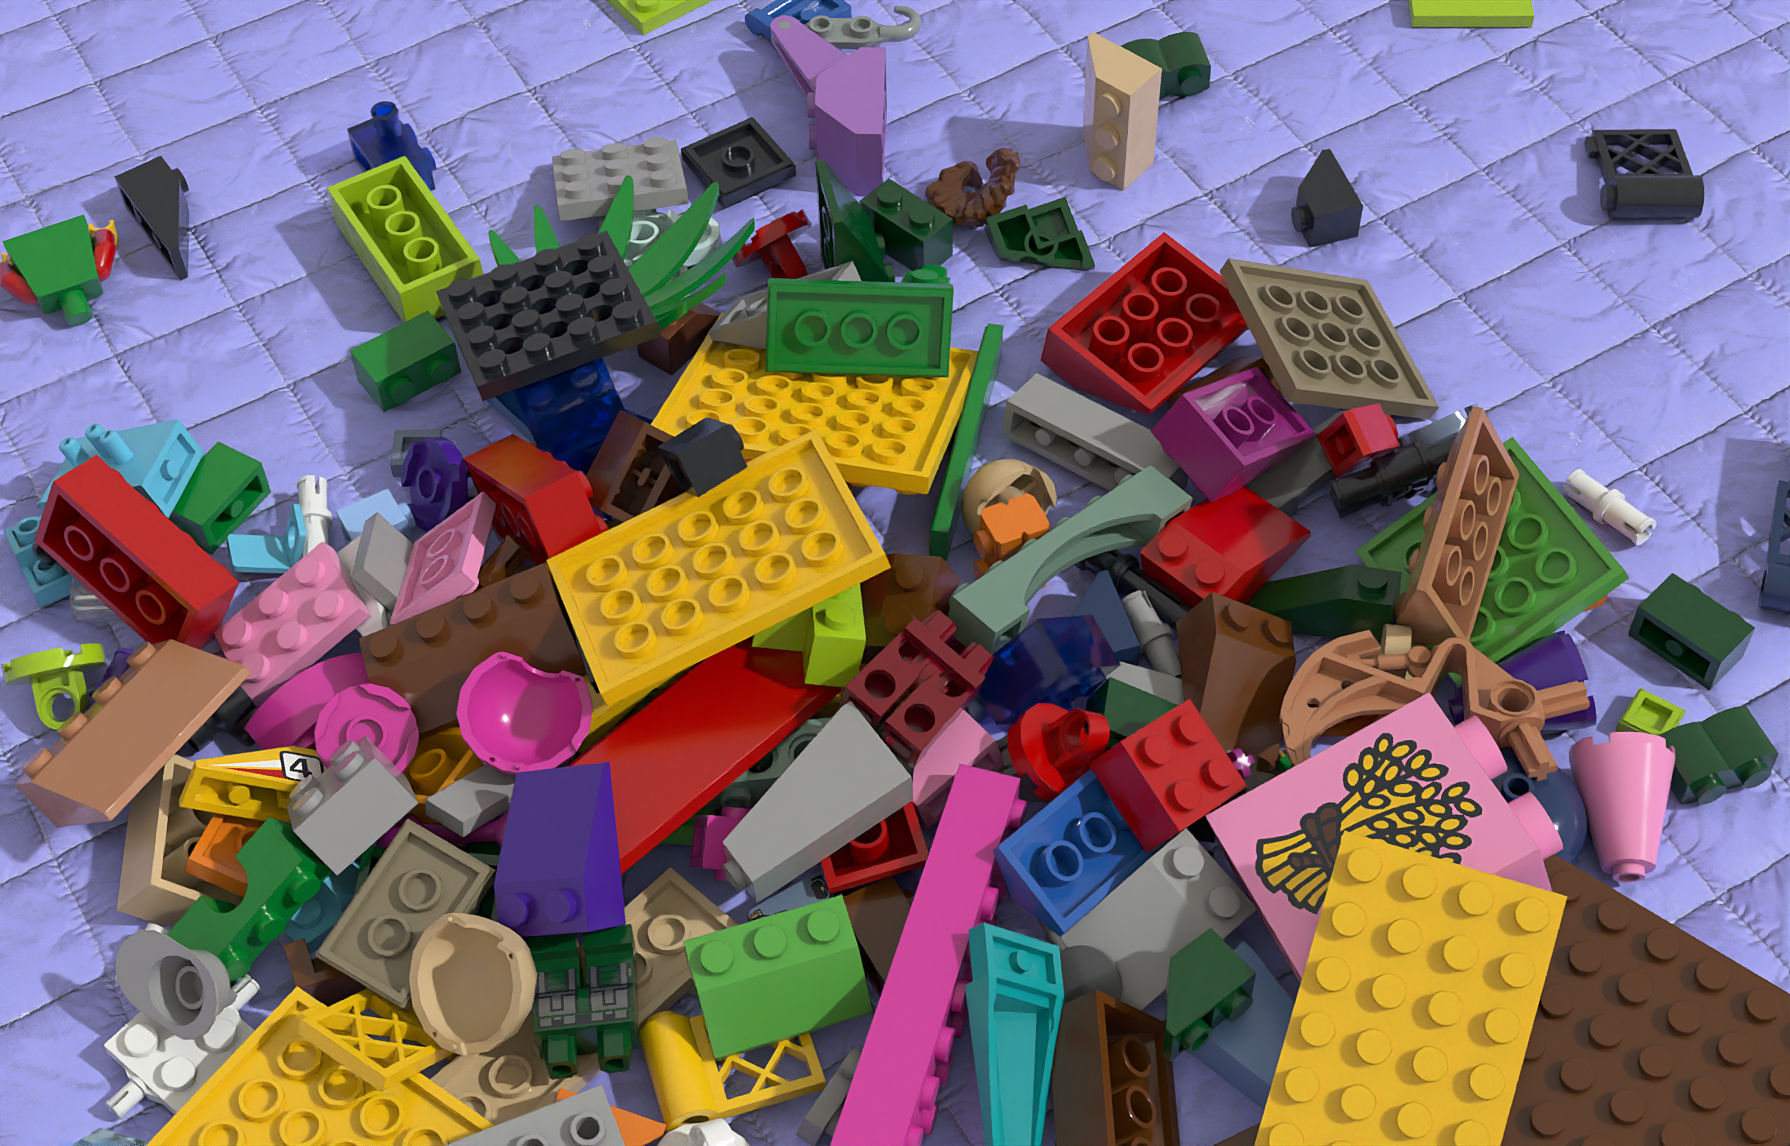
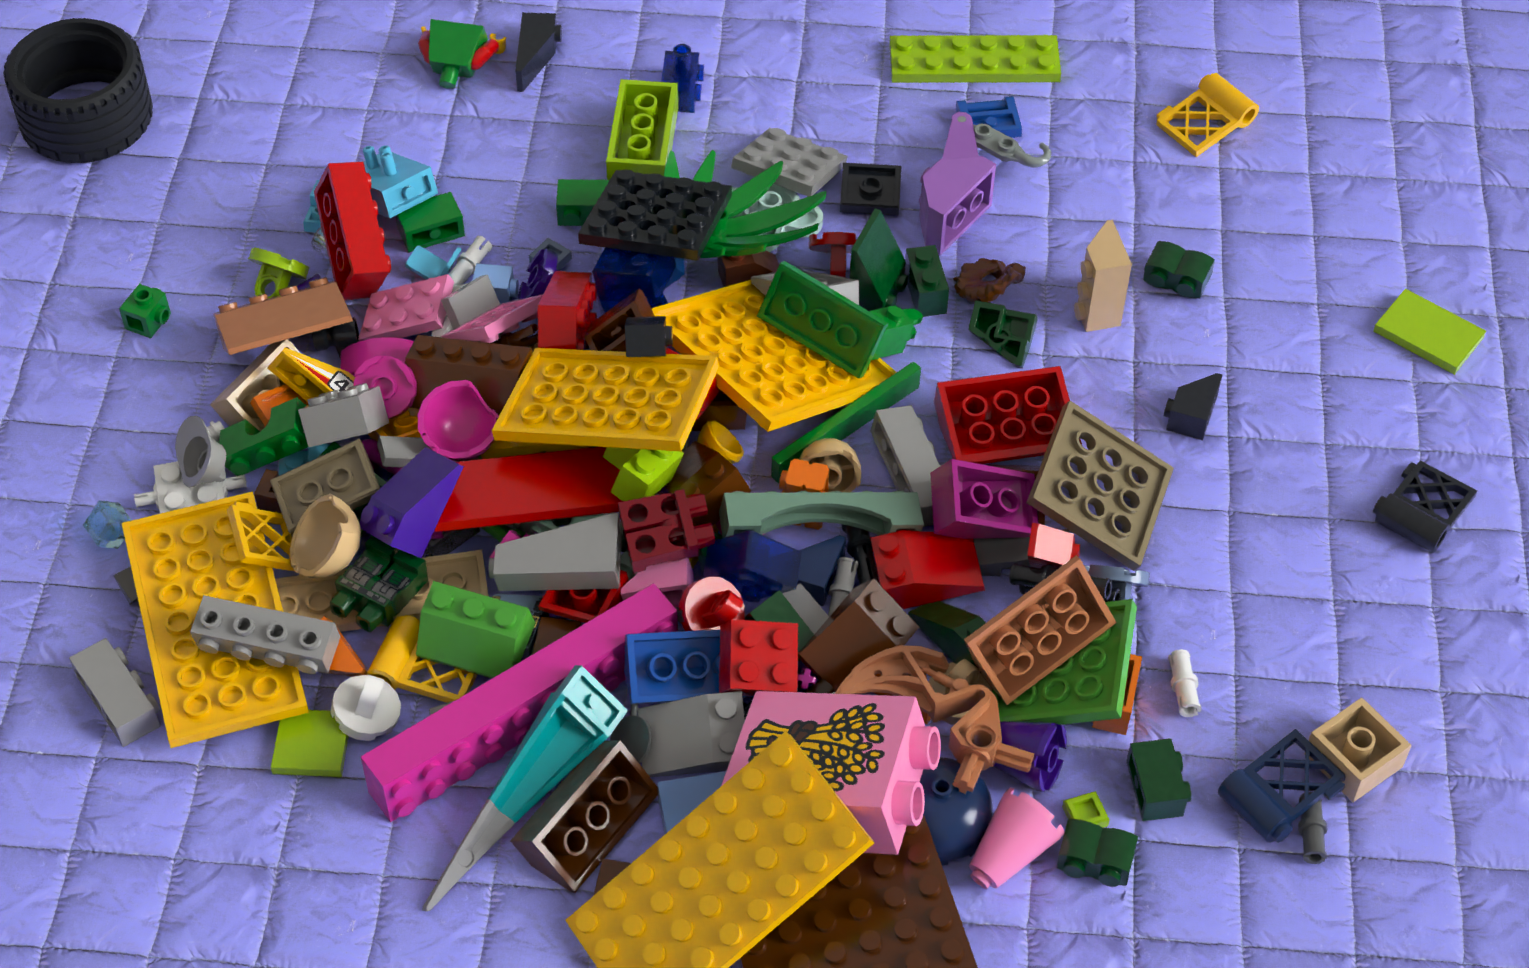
camera: 35 degrees right, 0 degrees up
(1202, 990) = (669, 777): dark green slope -> none

